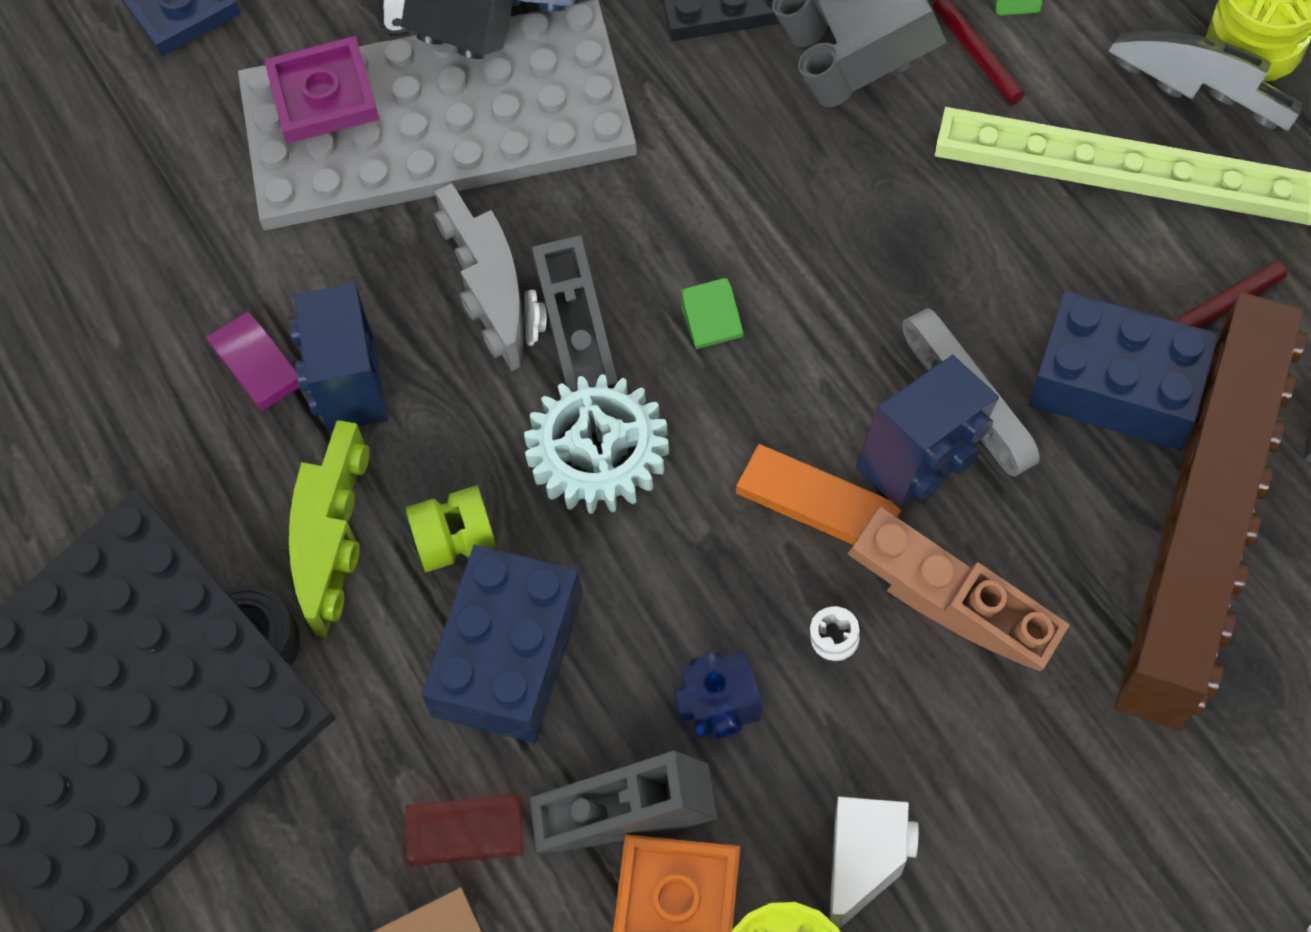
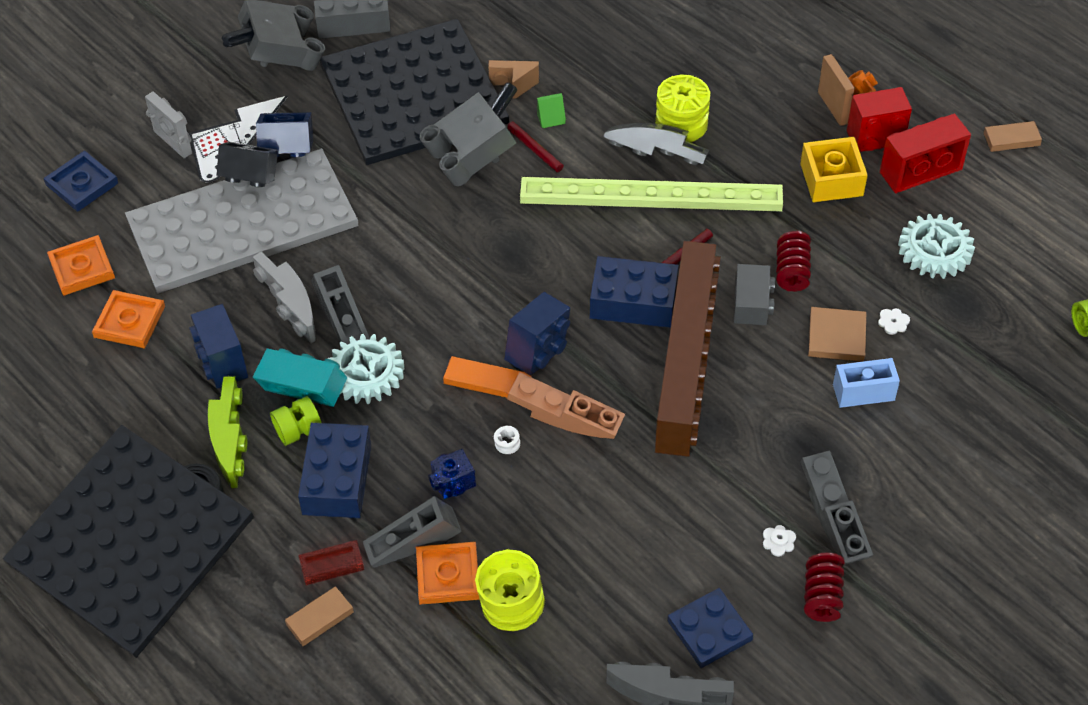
camera: 15 degrees left, 10 degrees down
(143, 158) = (80, 265): none -> orange plate
(202, 273) = (128, 319): none -> orange plate
(254, 361) = (169, 357): magenta slope -> none
(321, 89) = (177, 214): magenta plate -> none
(475, 443) = (300, 376): none -> teal brick
(534, 317) = (319, 313): white plant -> none
(711, 313) = (414, 297): bright green slope -> none
(868, 852) = (541, 531): white slope -> none
(1007, 437) = (578, 332): light grey beam -> none

